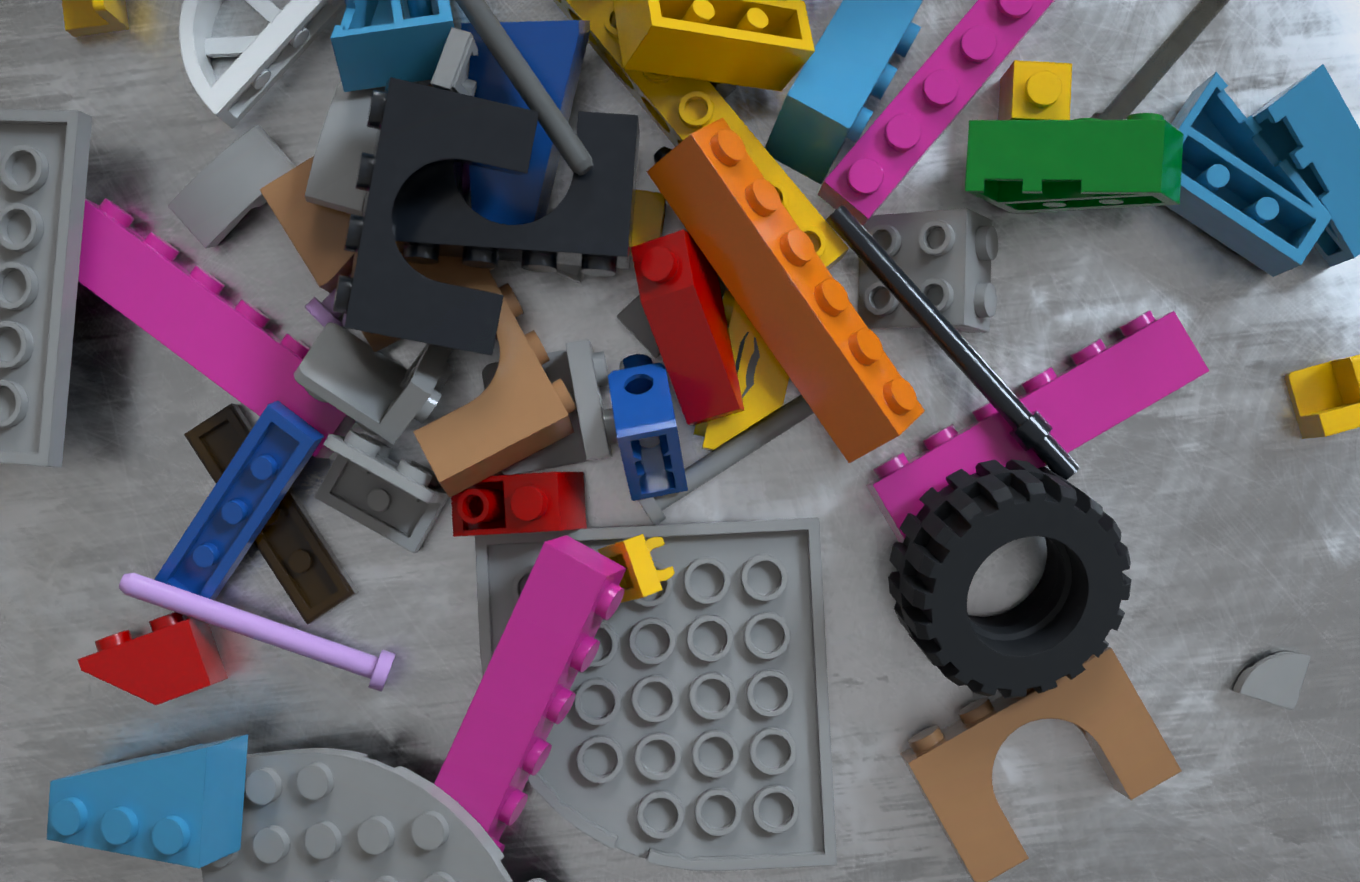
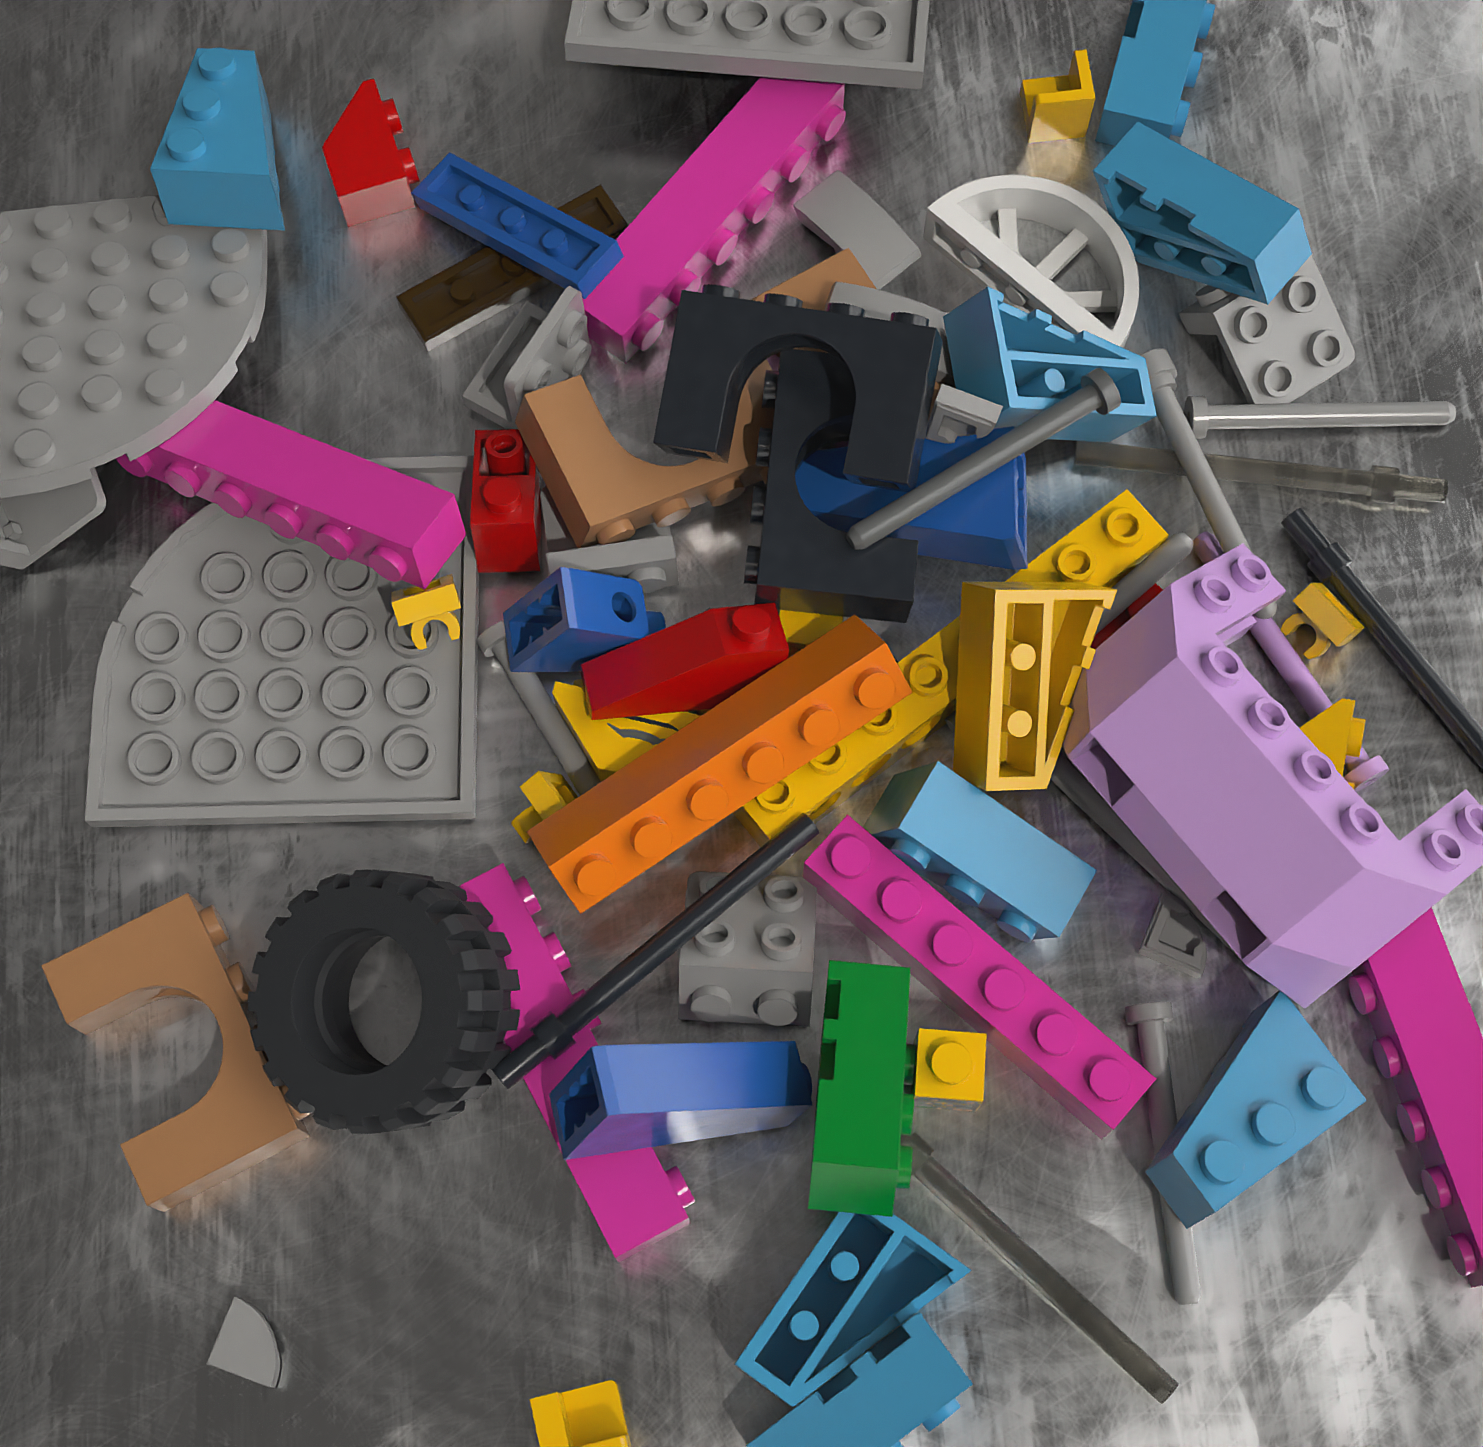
camera: 90 degrees right, 15 degrees down
(260, 628) = (344, 360): lavender bar -> none
(370, 385) = (632, 343): light grey bracket -> none
(809, 447) = (547, 794): none -> yellow tile
(1085, 319) = (677, 1094): none -> blue slope

